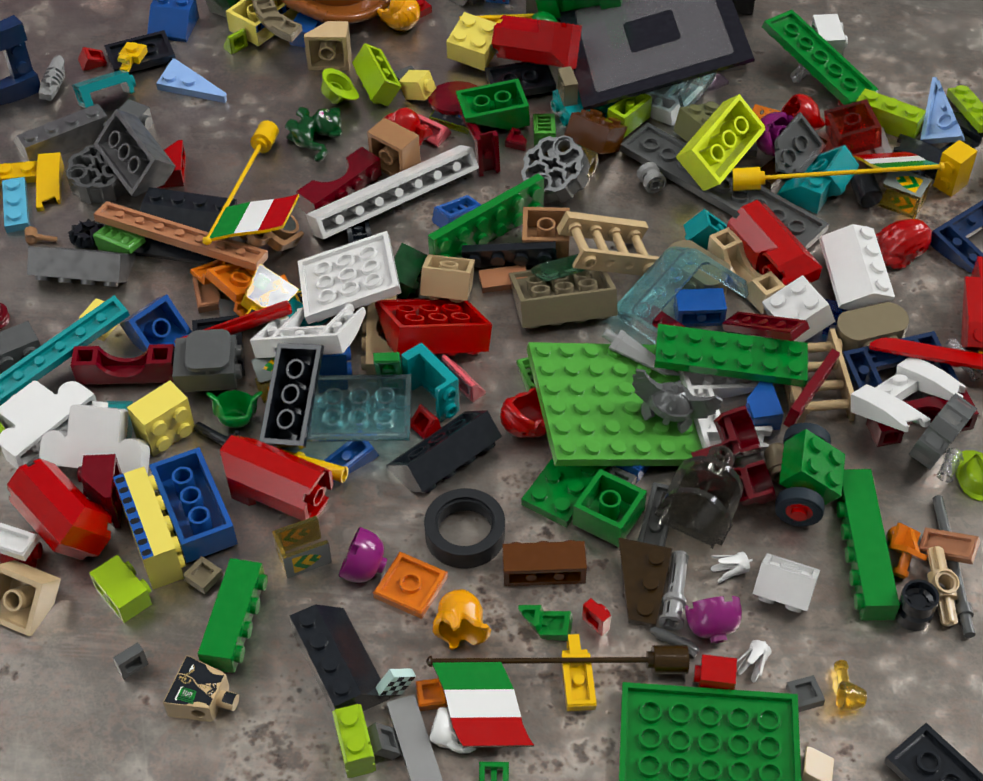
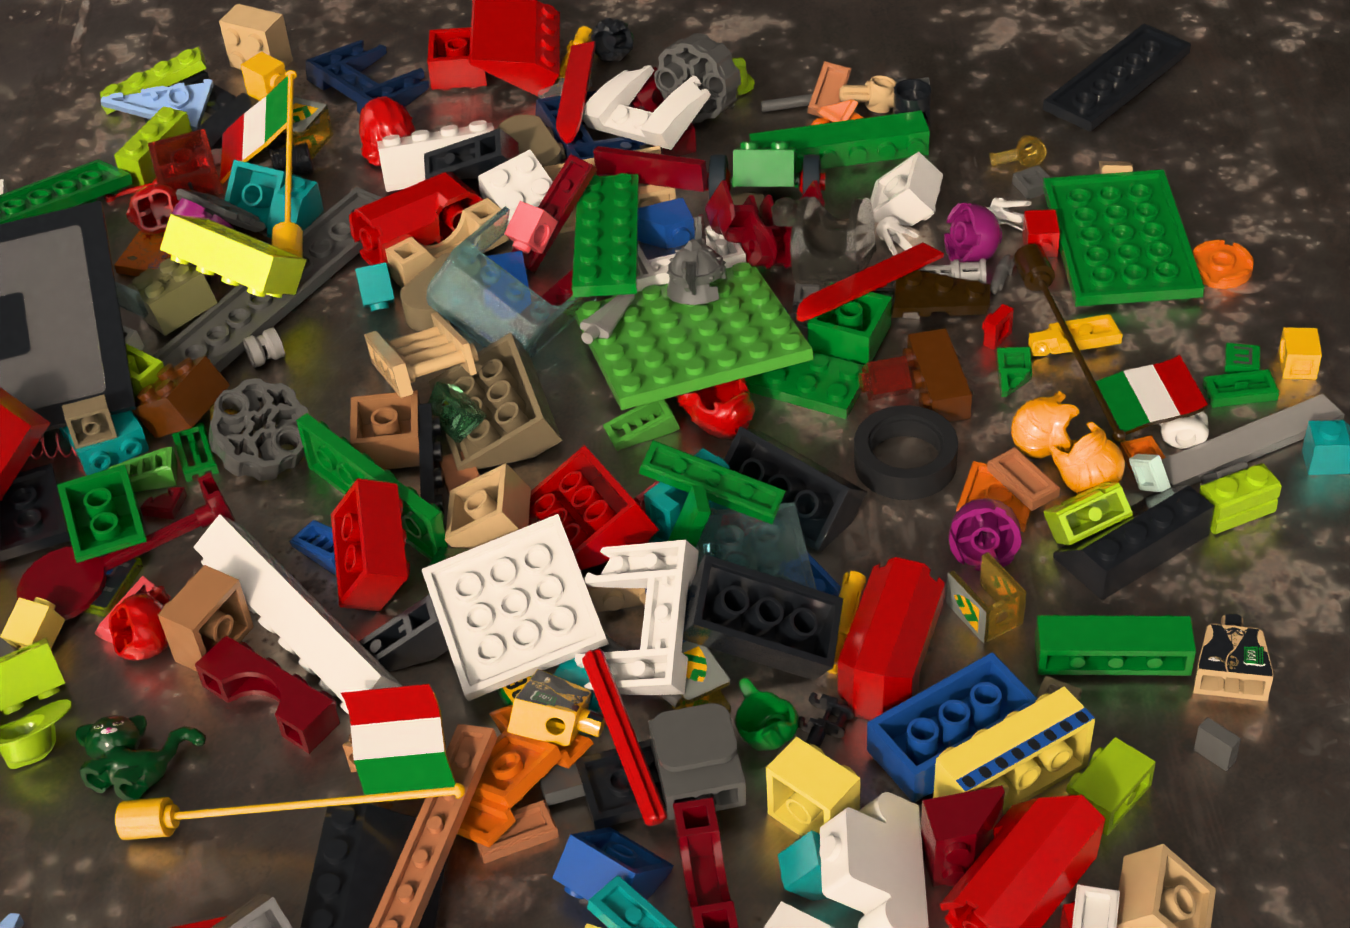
camera: 95 degrees left, 5 degrees down
(360, 625) = (1088, 513): none -> lime brick
(412, 642) = (1090, 461): none -> light orange hair
(413, 596) = (1023, 479): none -> nougat tile
(422, 380) = (721, 484): none -> green tile
(423, 212) = (369, 545): none -> red brick
(543, 523) = (885, 378): none -> clear red brick
(646, 519) = (867, 281): none -> red piece
(743, 309) = (530, 228): none -> coral brick
(837, 281) = (471, 156): none -> black slope

